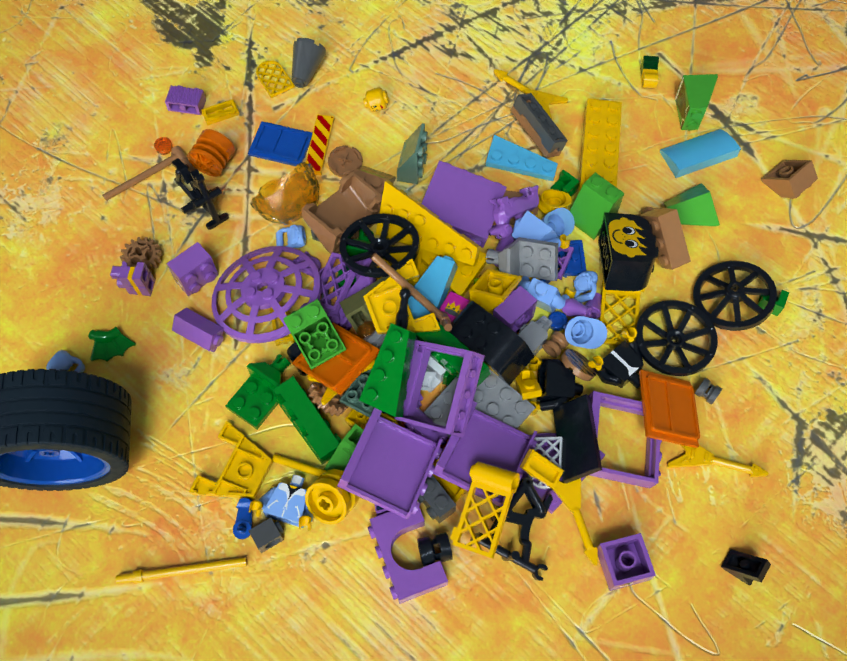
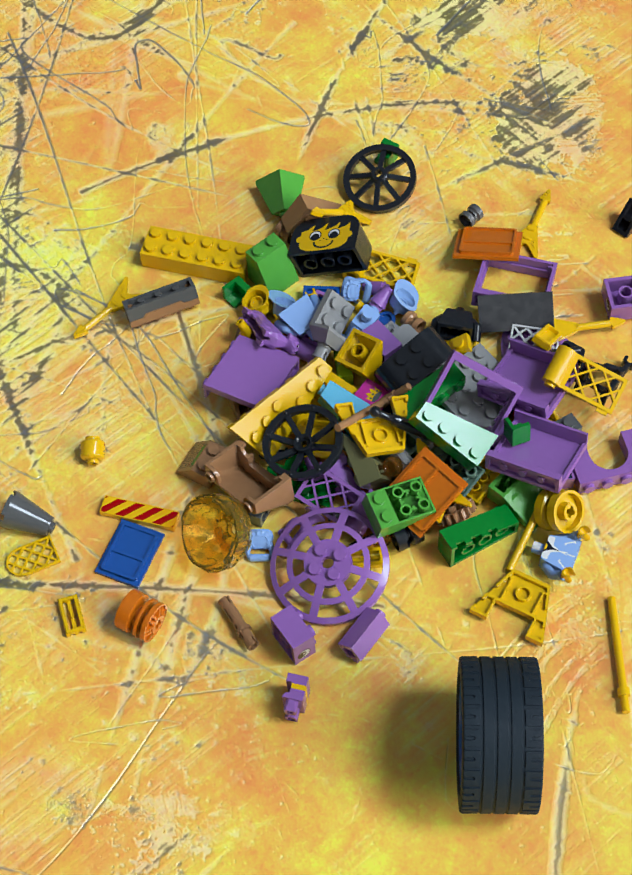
camera: 80 degrees left, 5 degrees down
(64, 361) = (389, 777): light blue piece -> none
(109, 344) = (367, 729): green arm -> none
(142, 251) = (268, 688): medium nougat gear -> none
(163, 145) = (110, 677): clear orange tile -> none
(176, 153) = (129, 661): medium nougat bar -> none
(185, 100) = (49, 650): medium lavender brick -> none
(199, 195) = (189, 633): black piece -> none
(212, 230) = (242, 629): none -> medium nougat pin
(243, 519) = (576, 599): blue piece -> none
(256, 396) = (439, 578): green plate -> none
(266, 534) = (588, 576): dark grey brick -> none
(344, 160) = (166, 489): medium nougat tile -> none
(410, 440) = (516, 433): none -> green panel
(413, 157) = (183, 414): sand green slope -> none
(427, 550) = (607, 438): black wheel -> none
(516, 159) = (194, 330): medium azure wing -> none
(517, 187) = (244, 328): none -> yellow arm
(579, 364) = (438, 305): medium nougat tile -> none
(621, 364) = (438, 273): black torso -> none
(649, 71) = (109, 201): leg -> none
(678, 265) = (345, 209): none -> yellow piece
(678, 336) = (417, 230): black wheel -> none
(693, 99) = (160, 167): bright green slope -> none
(700, 152) = (213, 178): medium azure slope -> none
(791, 177) = (258, 114): medium nougat slope -> none

